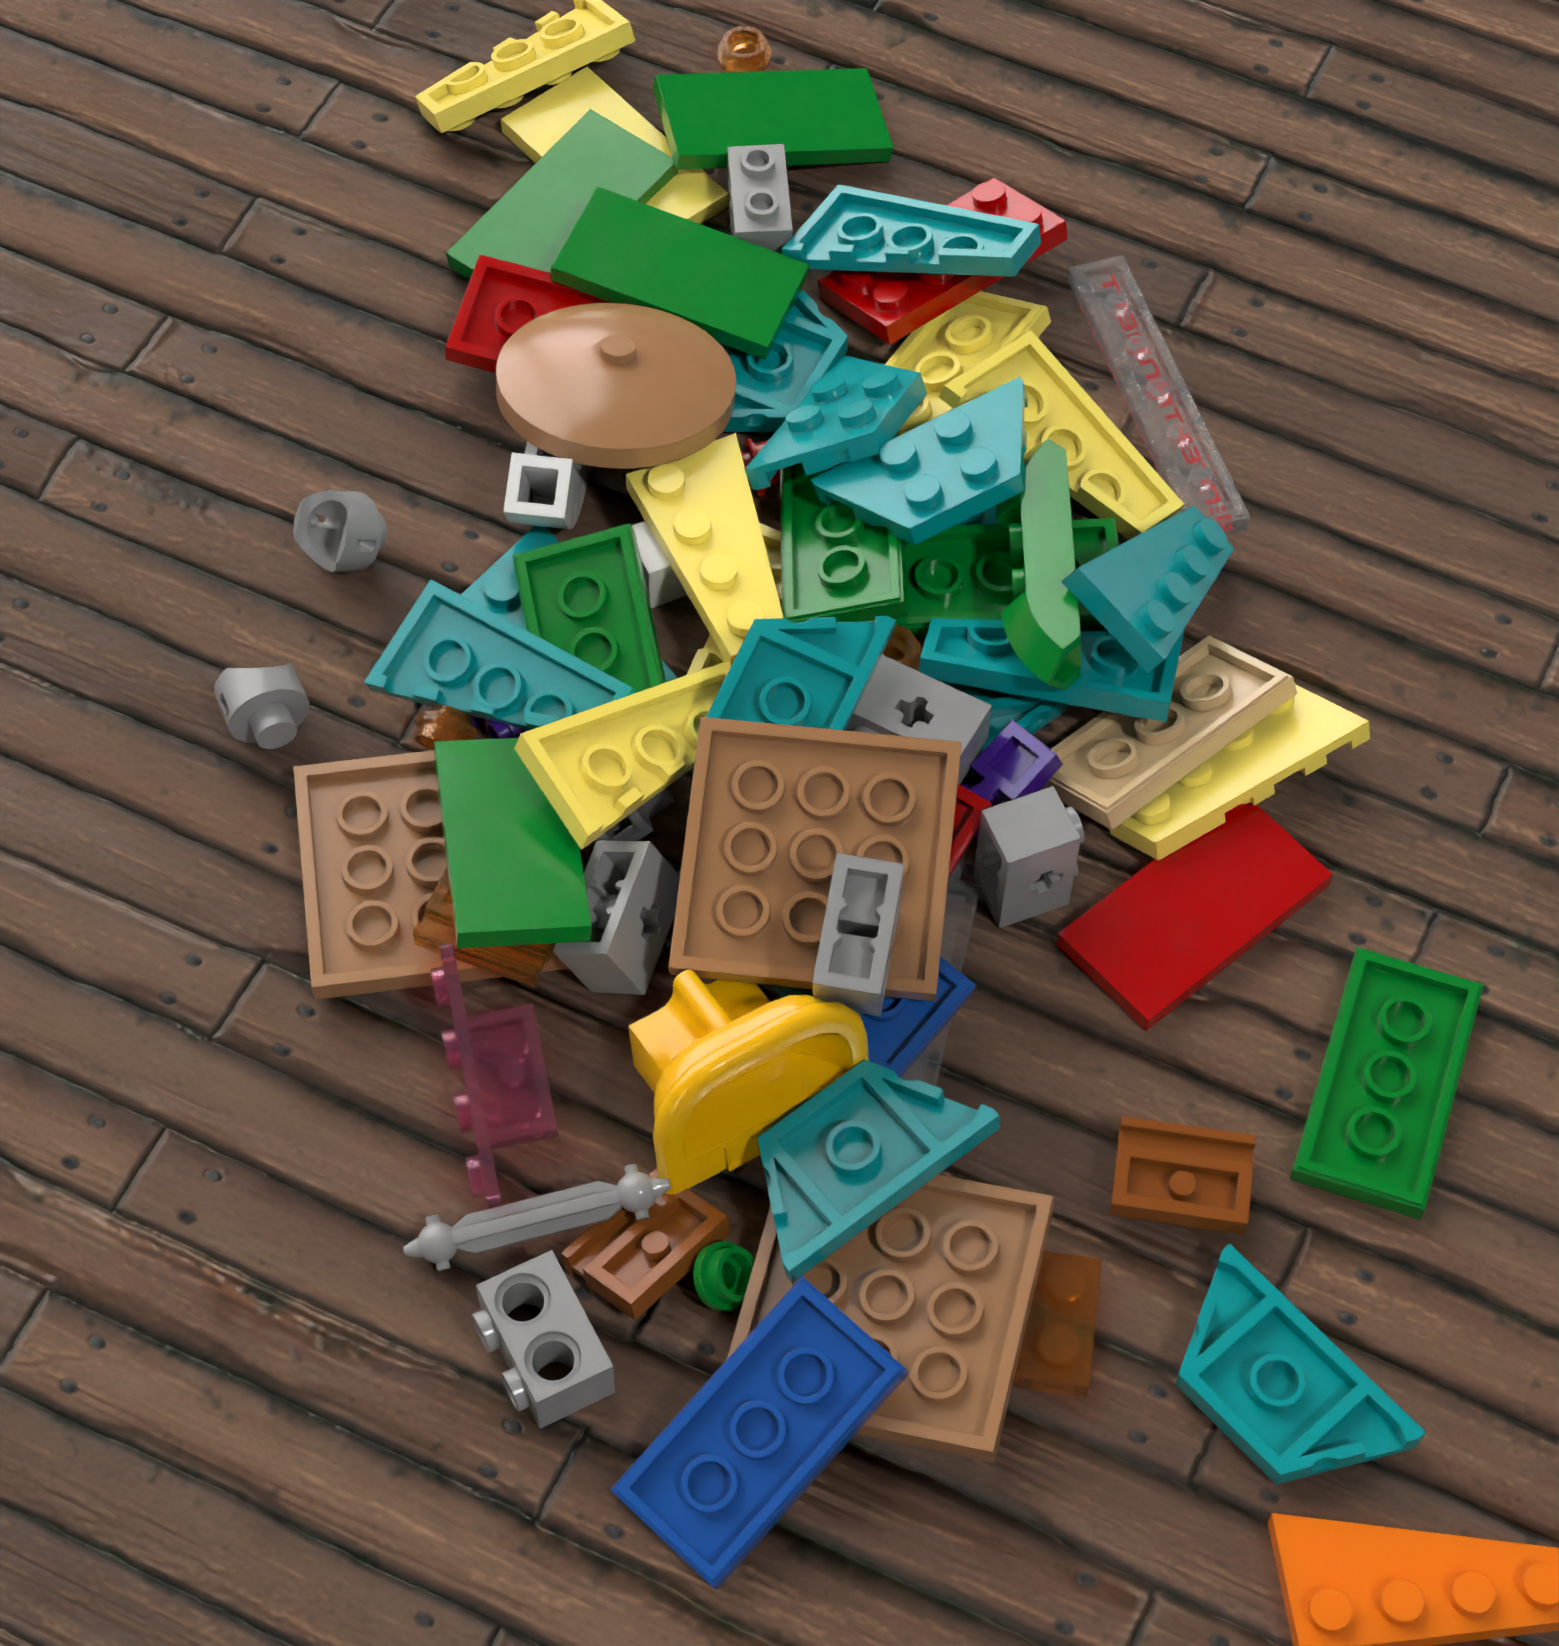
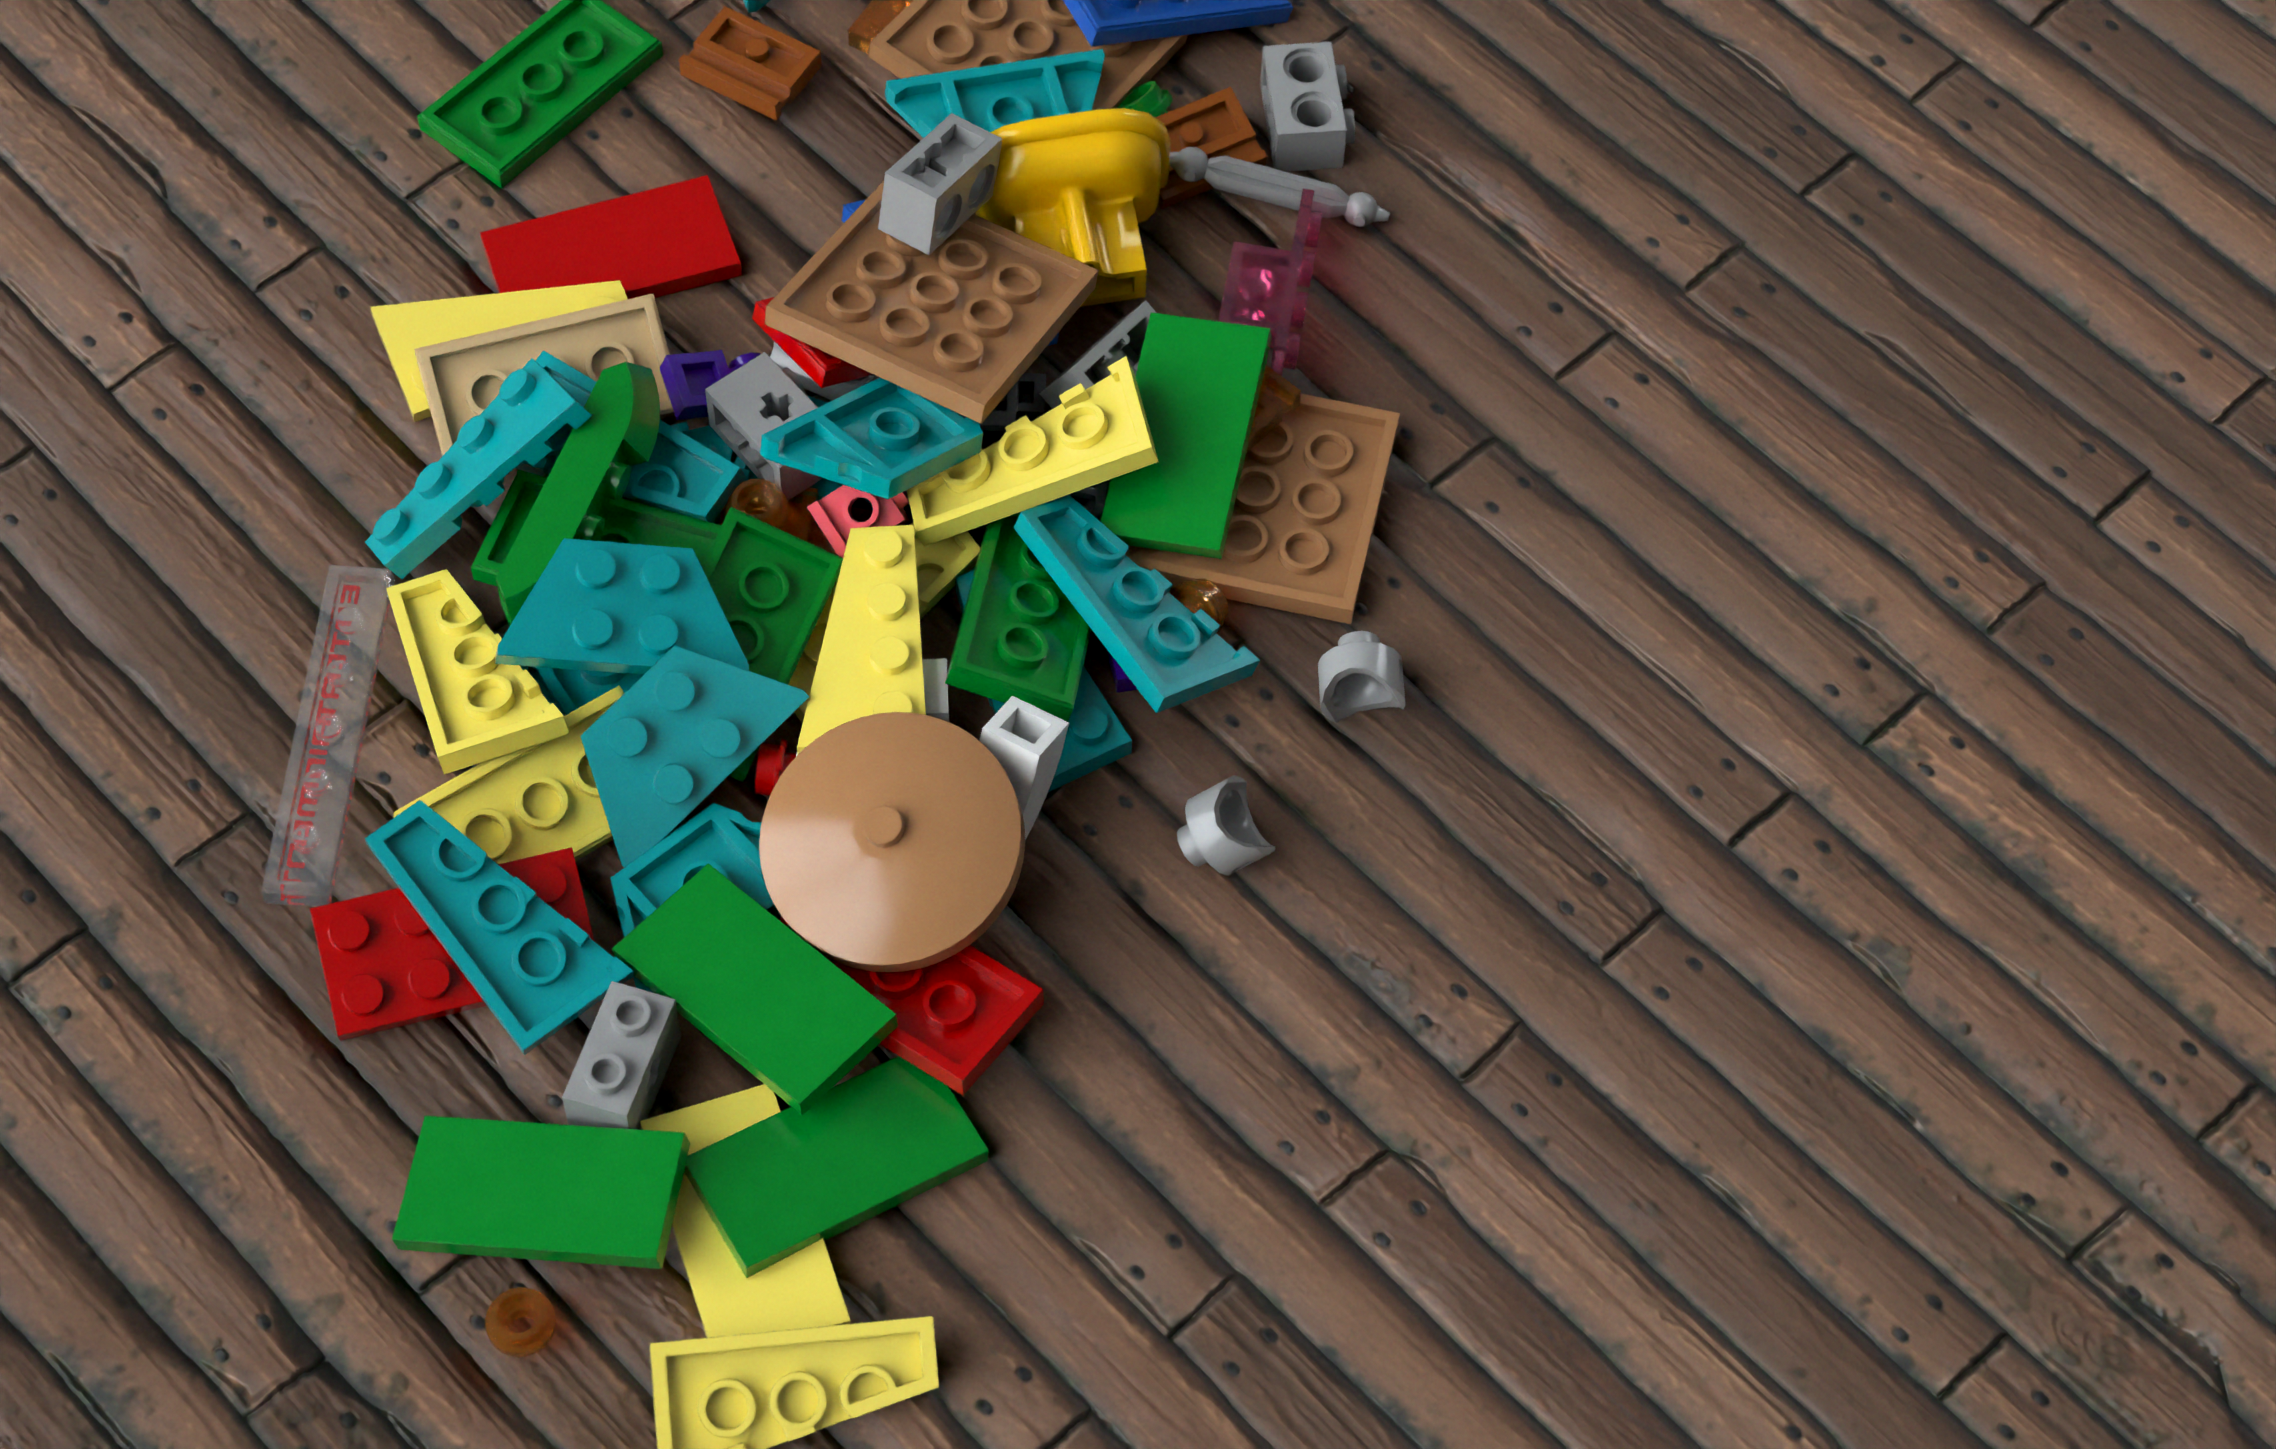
camera: 160 degrees left, 0 degrees up
(1027, 856) = (732, 276): light grey brick -> none

